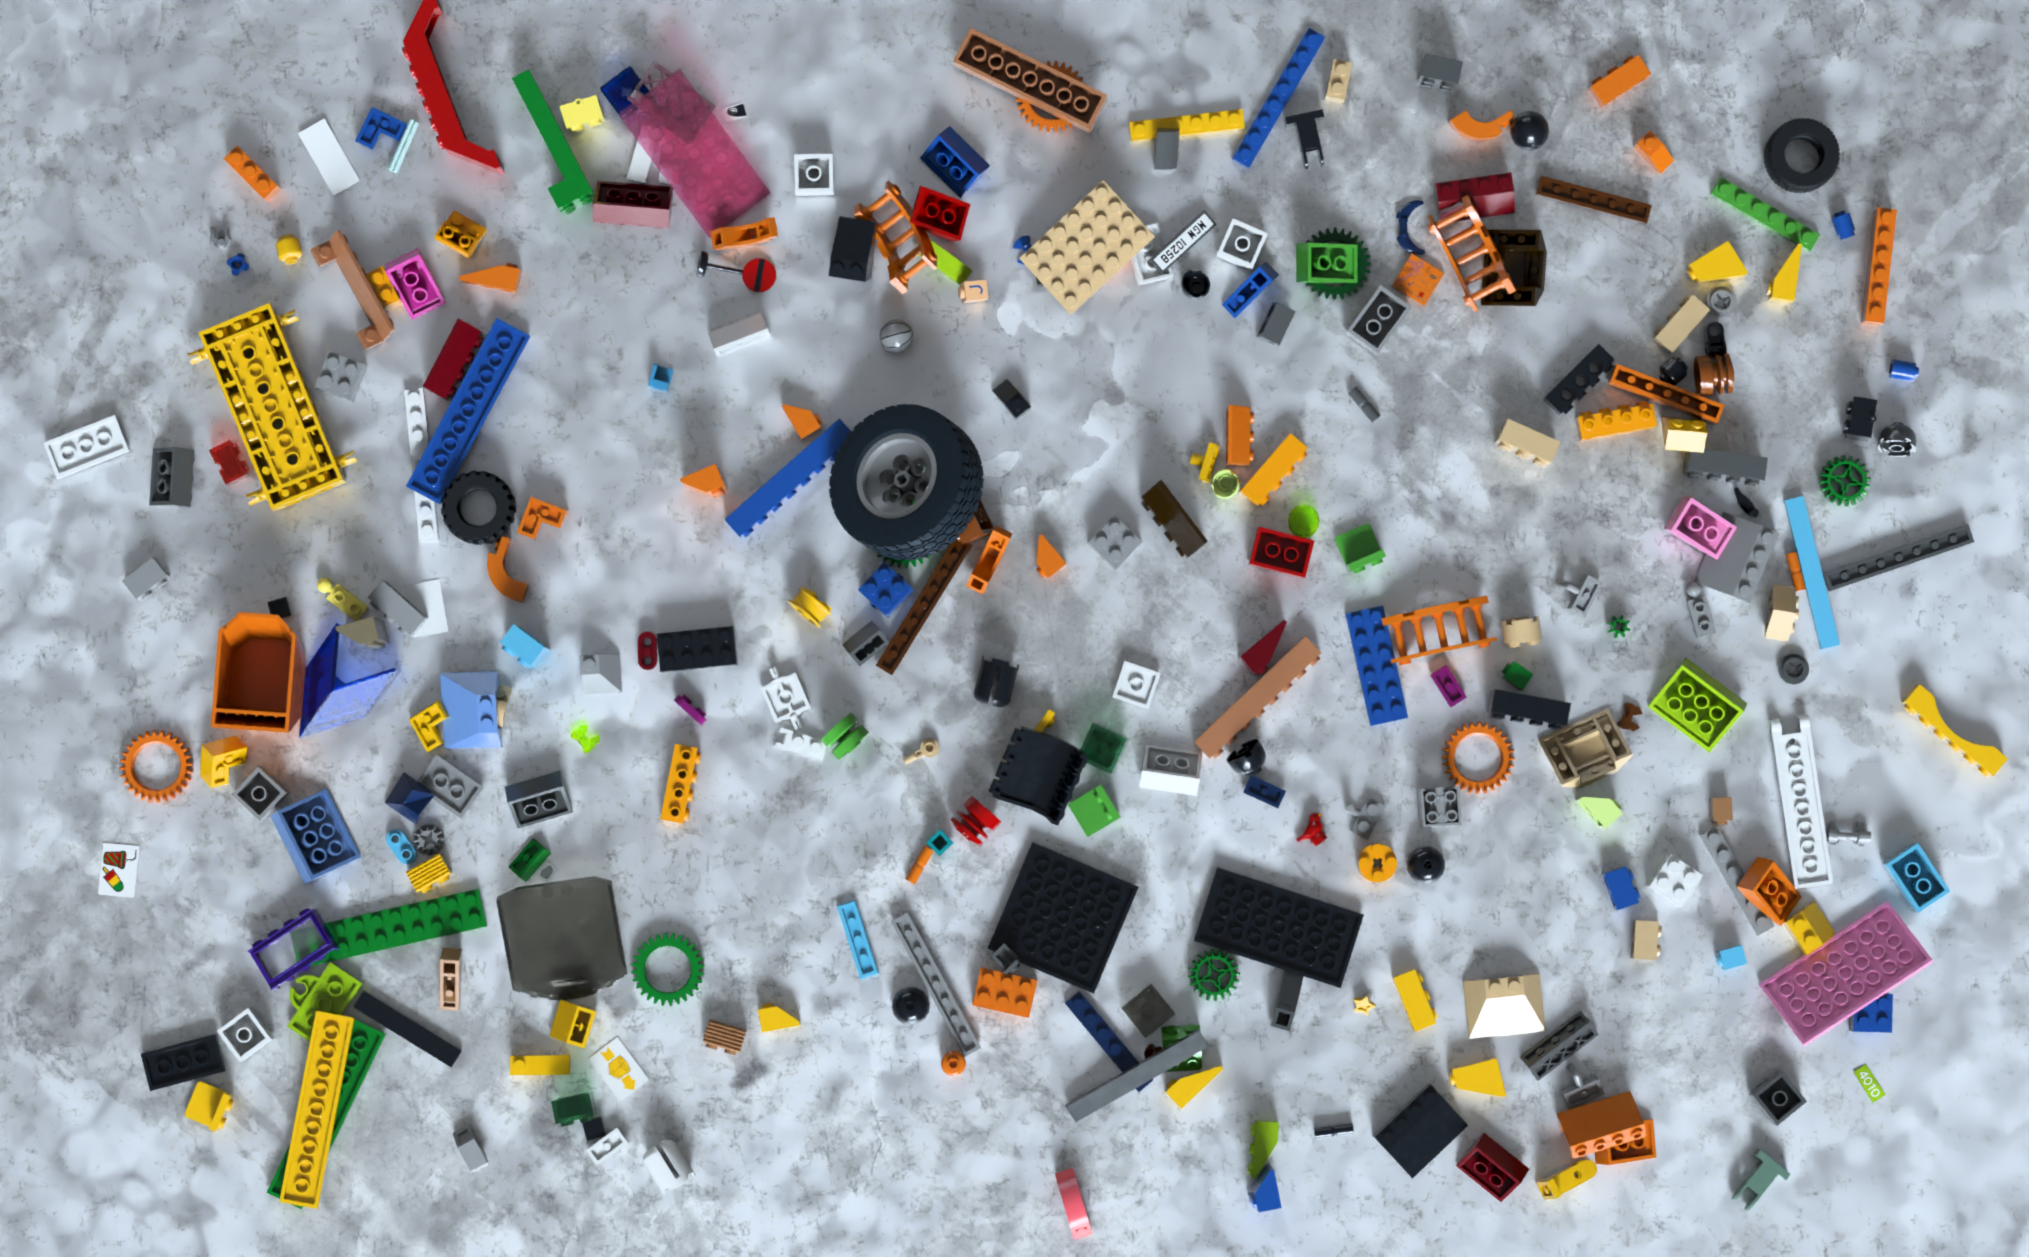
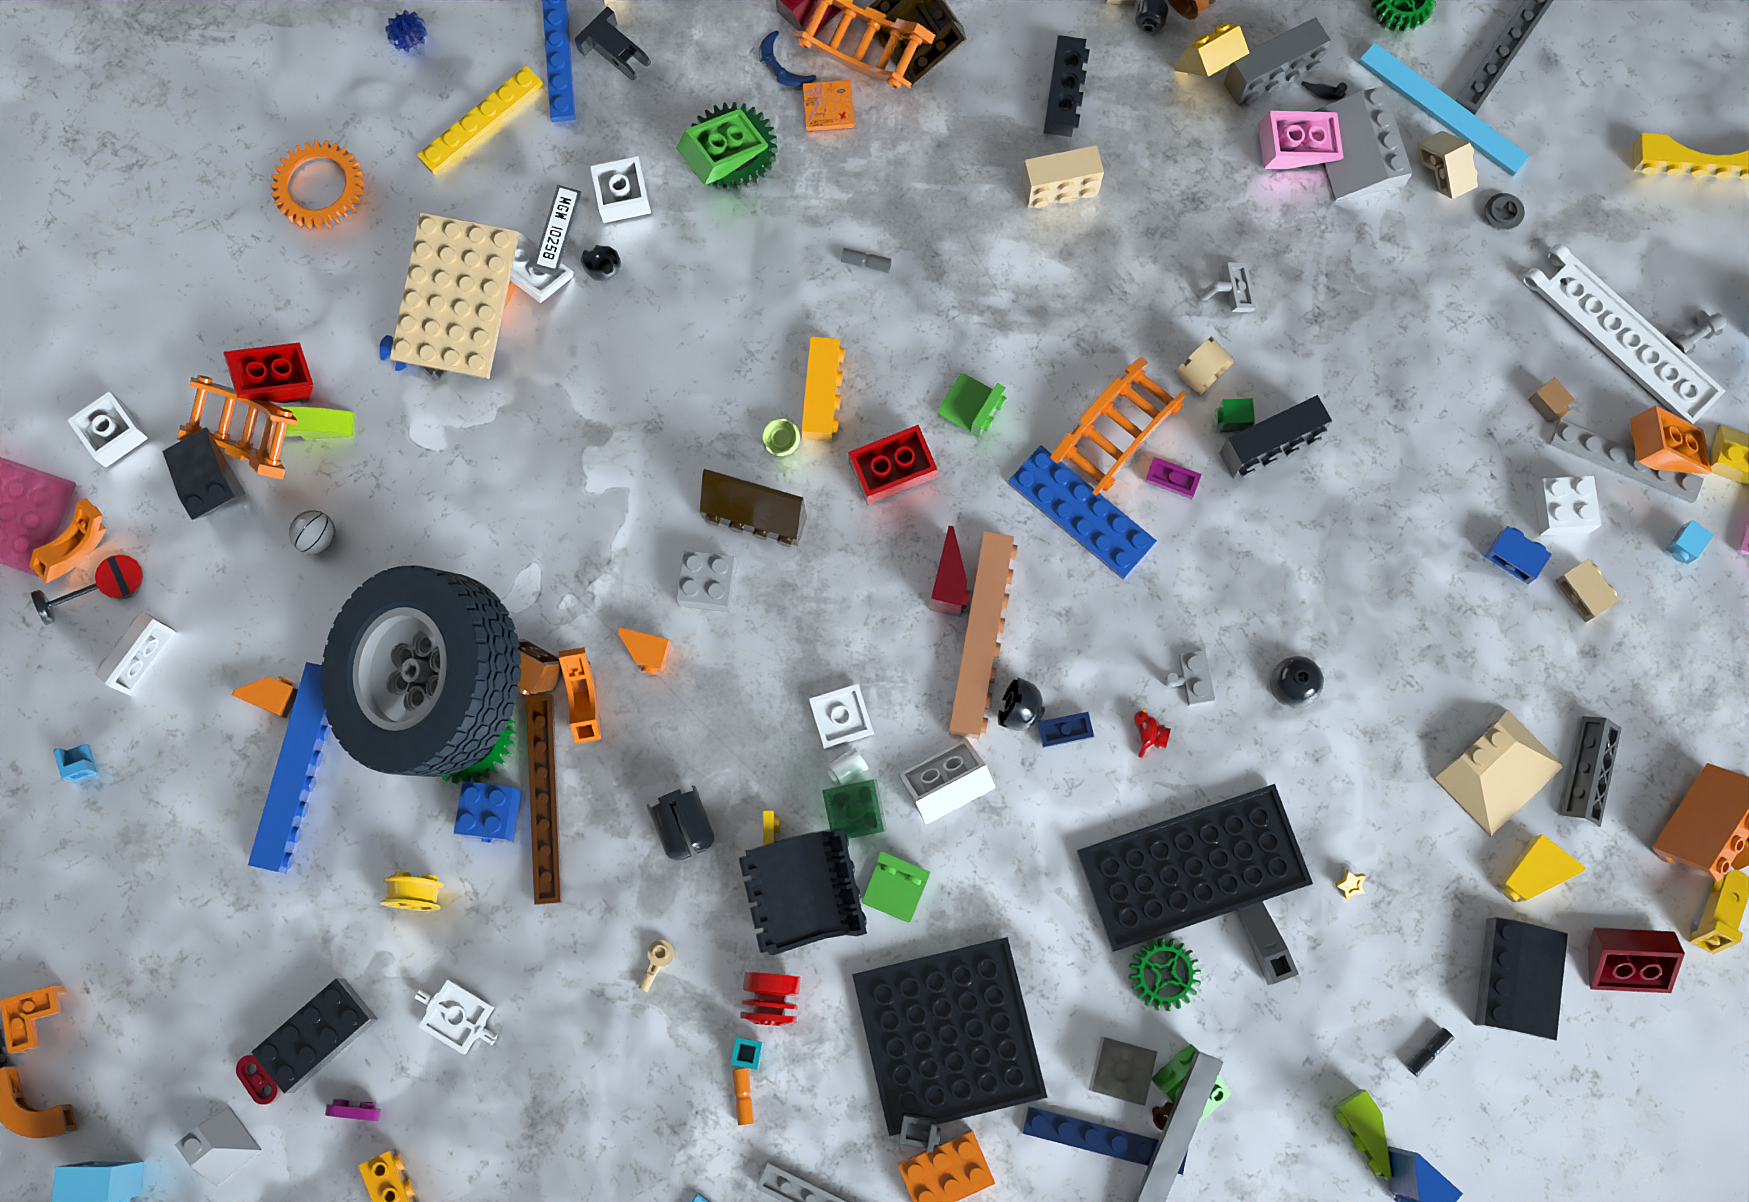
camera: 30 degrees left, 10 degrees down
(706, 481) = (193, 836): orange slope -> none
(802, 744) = (513, 1055): white hinge -> none
(847, 739) = (551, 1011): bright green wheel -> none
(865, 643) = (507, 888): dark grey brick -> none
(954, 161) = (255, 314): blue slope -> none
(973, 291) = (366, 430): light nougat brick -> none
(1011, 399) = (489, 512): black slope -> none
(1030, 80) = (277, 176): nougat brick -> none
(1117, 718) = (846, 767): none -> white brick
(1166, 149) = (473, 151): dark grey brick -> none
(1173, 28) = (406, 31): none -> clear blue gear
(1188, 1086) = (1233, 1124): yellow slope -> none
(1206, 462) = (744, 430): yellow tile -> none
(1239, 436) = (758, 379): orange slope -> none
(1250, 289) = (662, 228): blue slope -> none
(1276, 323) = (714, 243): dark grey hinge -> none
(1303, 521) = (891, 417): clear neon green piece -> none
(1365, 863) = (1256, 708): light orange brick -> none
(1378, 320) = (817, 166): light grey brick -> none
(1415, 999) = (1402, 836): yellow brick -> none
(1439, 806) = (1264, 606): light grey brick -> none
(1504, 752) = (1285, 505): orange piece -> none
(1583, 1090) = (1658, 800): light grey plate -> none
(1586, 750) = (1368, 438): tan slope -> none
(1601, 810) = (1434, 488): yellowish green slope -> none
(1613, 624) = (1298, 286): green gear -> none
(1616, 421) = (1134, 99): light orange brick -> none
(1629, 711) = (1382, 384): reddish brown piece -> none
(1665, 394) = (1156, 38): orange brick -> none
(1697, 704) = (1441, 313): lime slope -> none
(1699, 611) = (1365, 222): light grey plate -> none
(1795, 569) = (1424, 116): orange piece -> none

